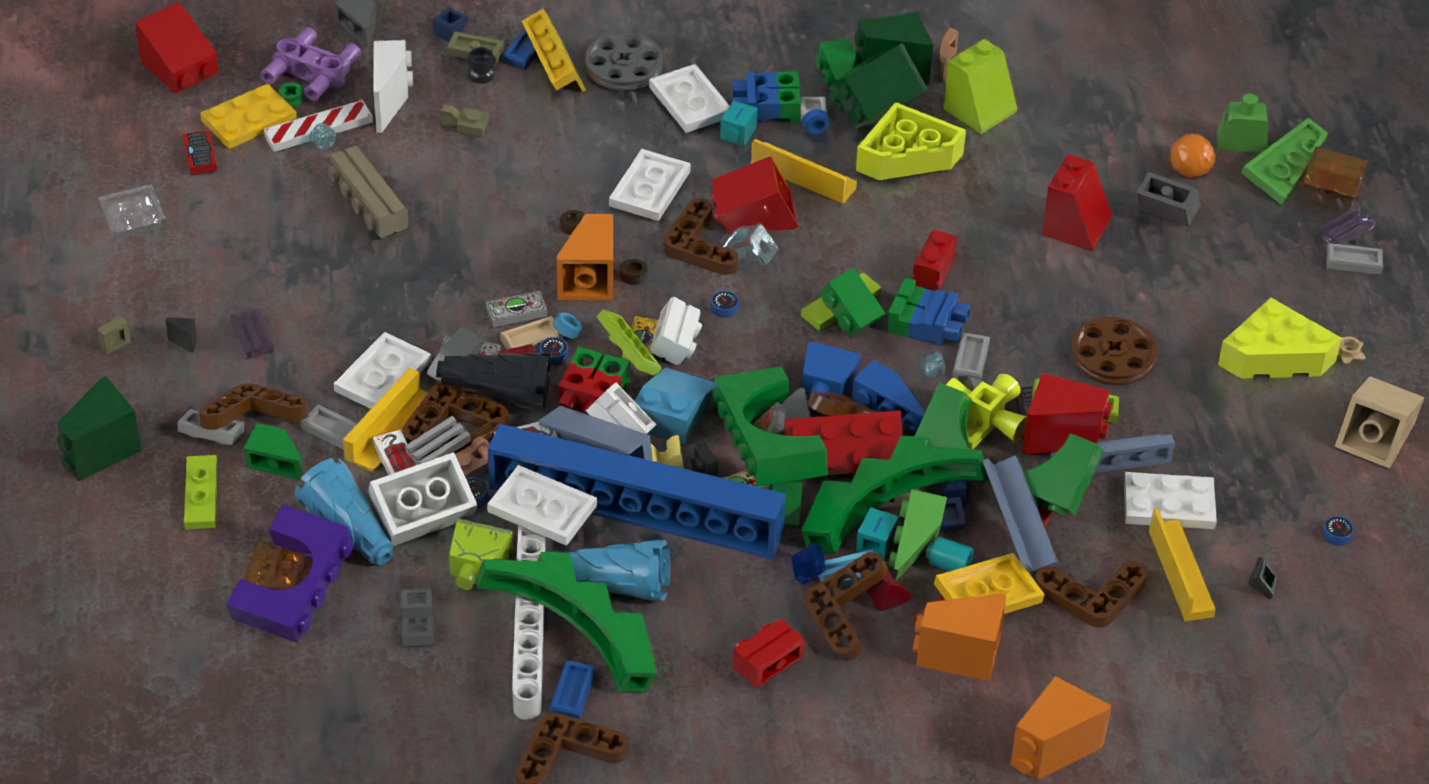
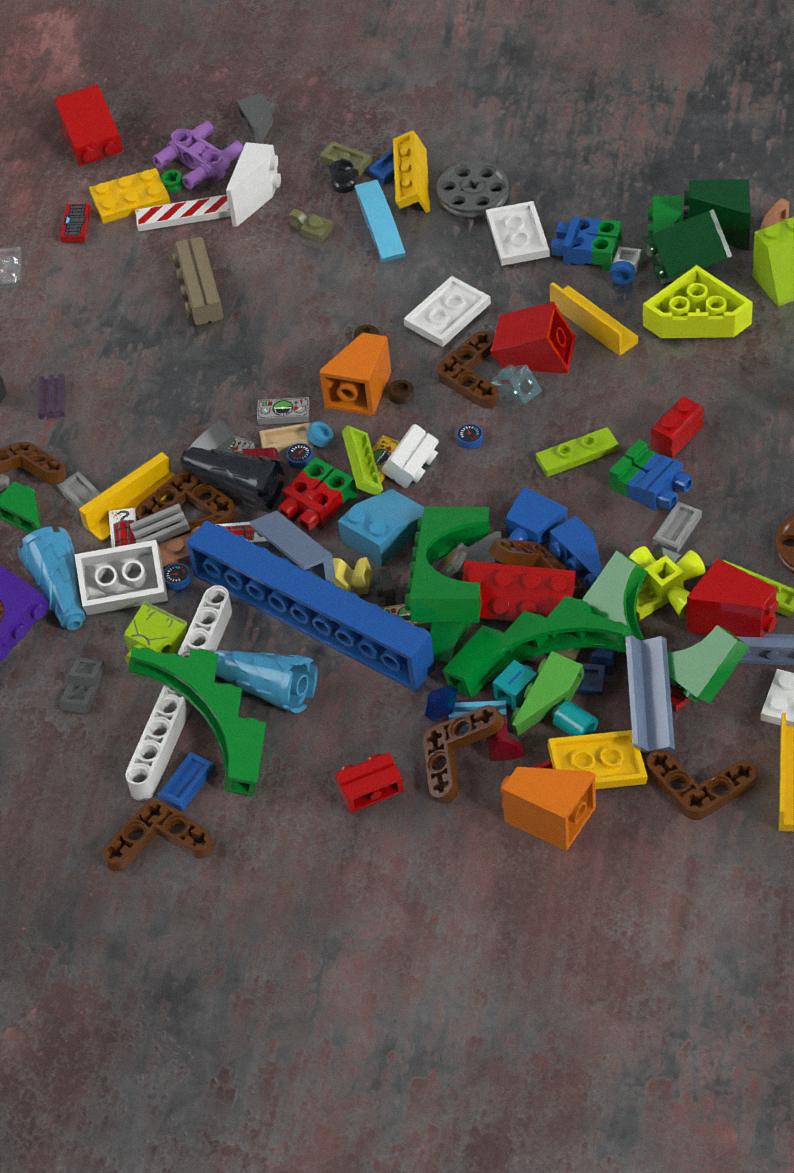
camera: 25 degrees right, 5 degrees up
(323, 136) = (186, 227): clear light blue bush -> none
(380, 369) = (141, 446): white plate -> none
(449, 22) = (331, 131): dark blue slope -> none
(541, 104) = (379, 221): none -> medium azure slope
(542, 505) = (218, 603): white plate -> none
(620, 409) = (324, 527): white brick -> none
(738, 123) = (550, 264): teal brick -> none
(851, 302) = (579, 456): green brick -> none
(932, 364) = (635, 528): clear light blue bush -> none
(1059, 729) = (599, 916): orange slope -> none

